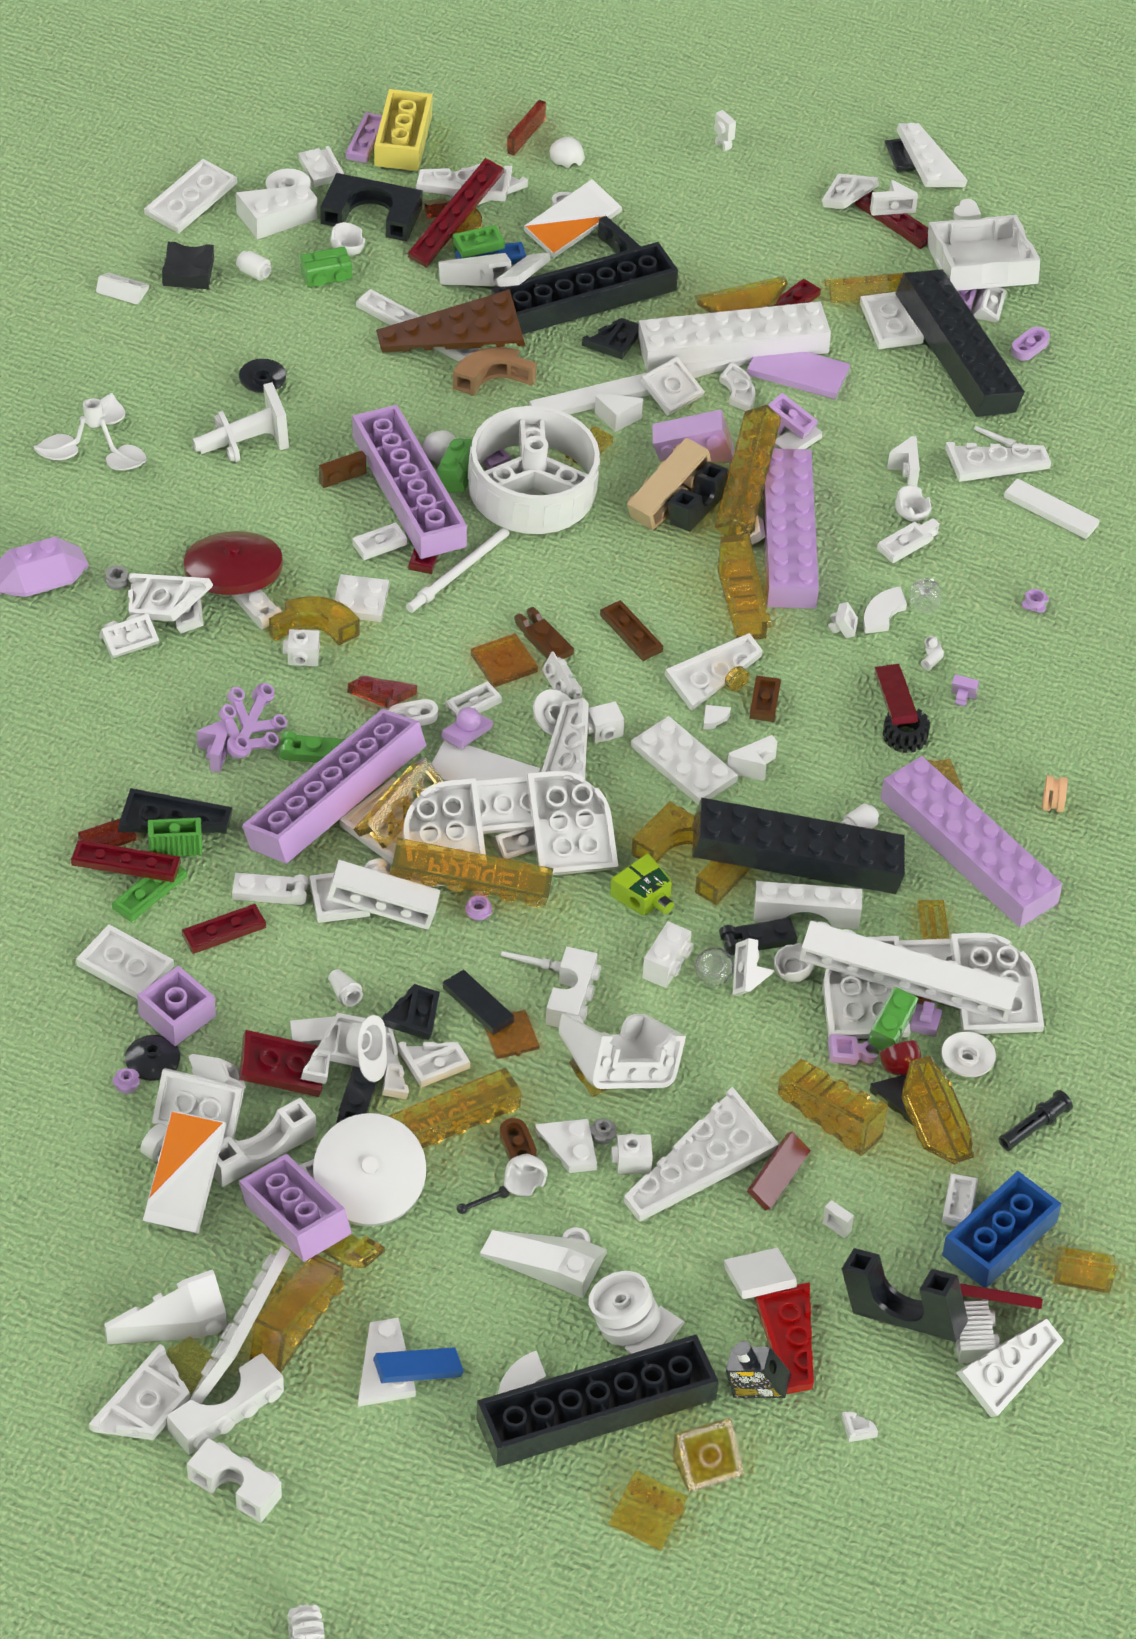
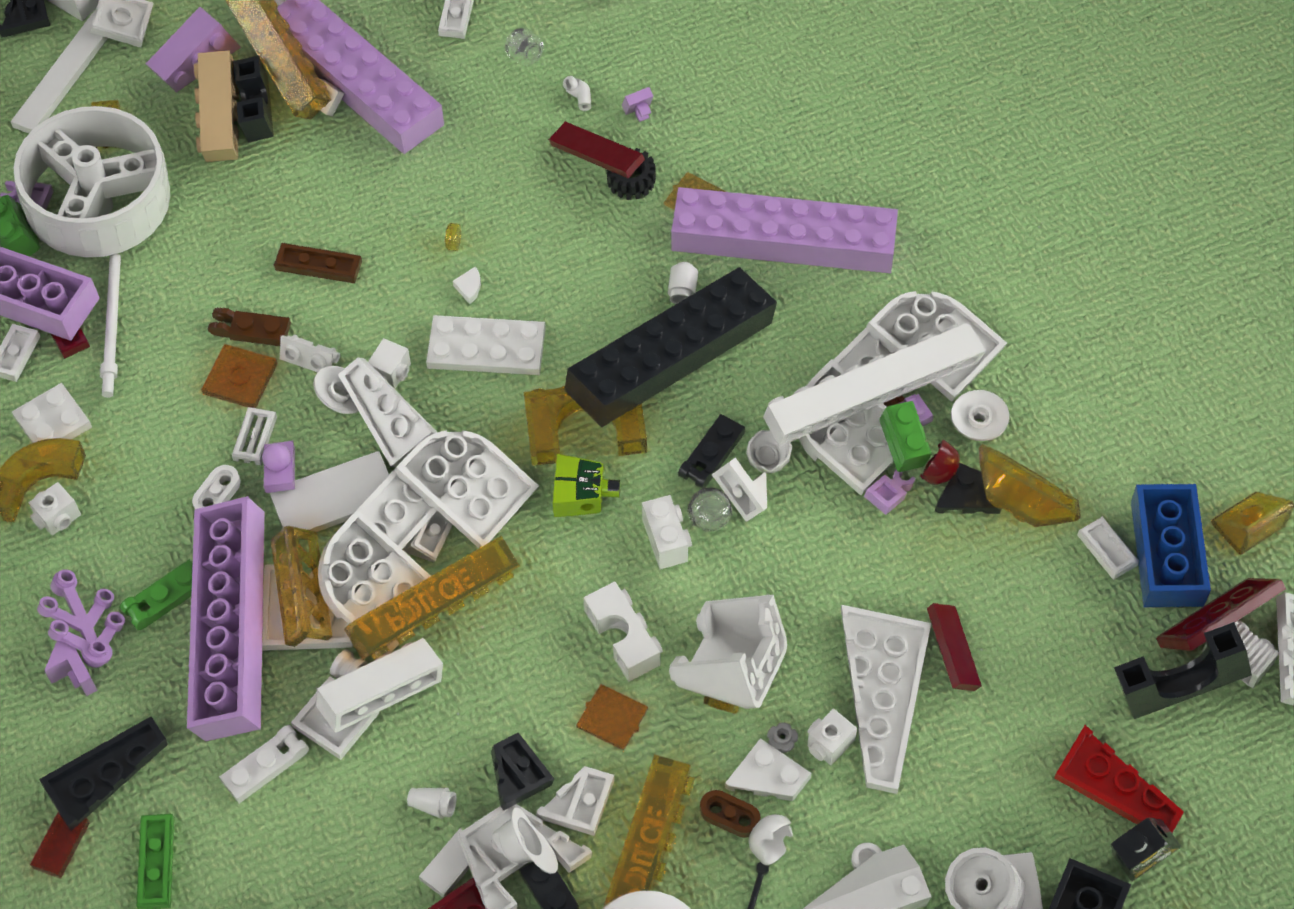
camera: 40 degrees left, 10 degrees up
(126, 861) = (108, 854): dark red tile -> none
(175, 836) = (132, 791): bright green brick -> none
(223, 928) = (263, 839): dark red tile -> none
(381, 691) = (166, 492): clear red wing -> none
(478, 902) = (461, 617): lavender plate -> none
(478, 1002) = (557, 712): black tile -> none
(544, 963) = (571, 626): white piece -> none
(618, 410) = (97, 73): white slope -> none
(706, 673) = (422, 250): white wing -> none
(742, 586) = (375, 153): clear yellow wedge -> none
(752, 759) = (543, 300): white slope -> none
(760, 1273) = (1040, 752): white tile -> none
(765, 698) = (494, 236): reddish brown plate -> none
(834, 1106) = (936, 551): clear yellow wedge -> none
(836, 904) = (701, 406): white arch -> none
(838, 1219) = (1043, 648): white tile -> none
(844, 620) = (484, 117): white tile -> none
(857, 1427) = (1247, 816): white tile -> none
(882, 609) = (499, 85): white tile -> none
(922, 919) = (824, 327): clear yellow tile -> none
(1044, 1114) = (1085, 417): black pin -> none
(1058, 791) = (804, 137): light nougat wheel -> none

